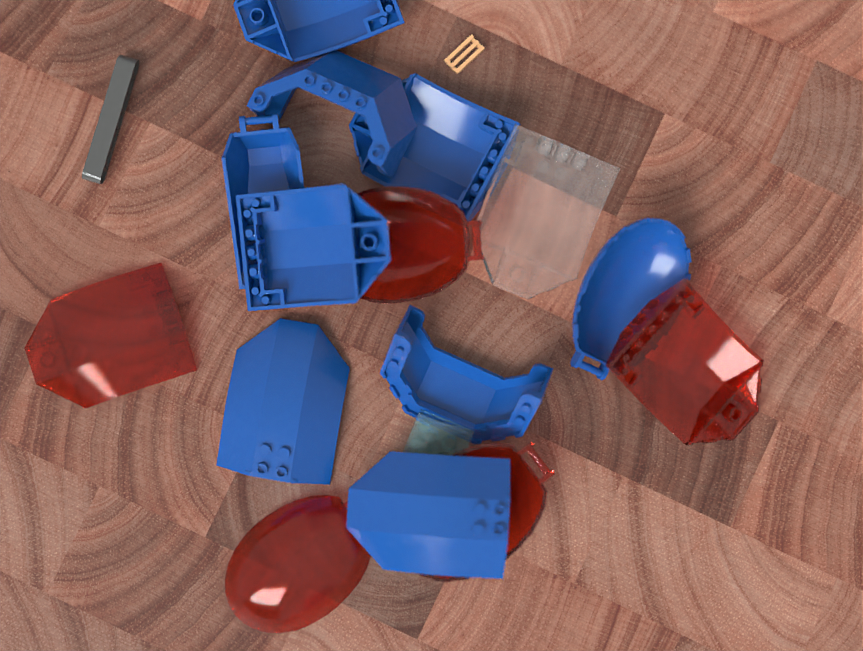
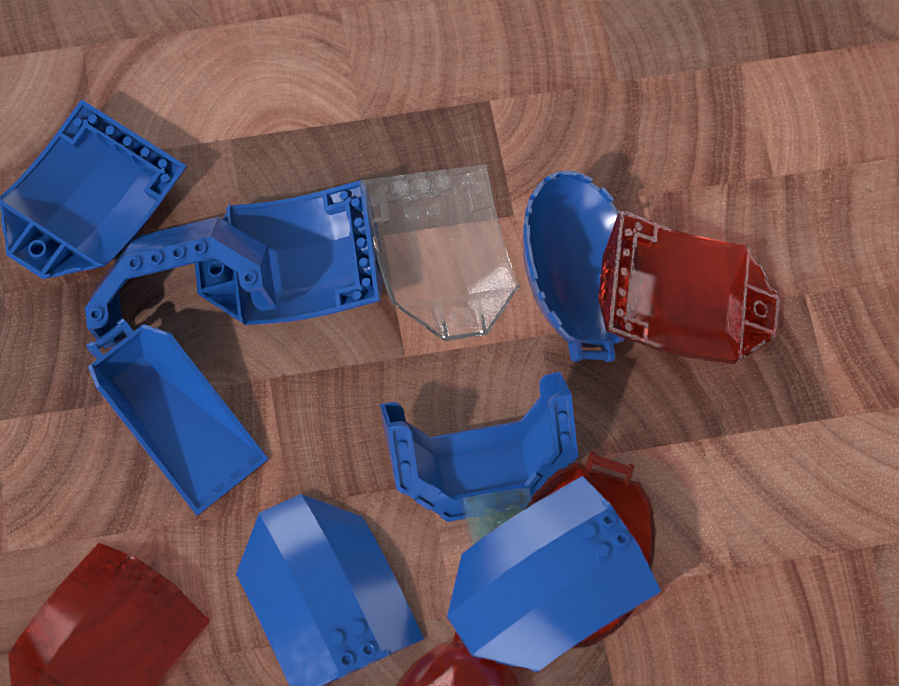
camera: 35 degrees left, 20 degrees down
(309, 247) = (244, 413): blue windscreen -> none
(426, 244) = (324, 359): clear red windscreen -> none
(475, 44) = (265, 150): light nougat tile -> none

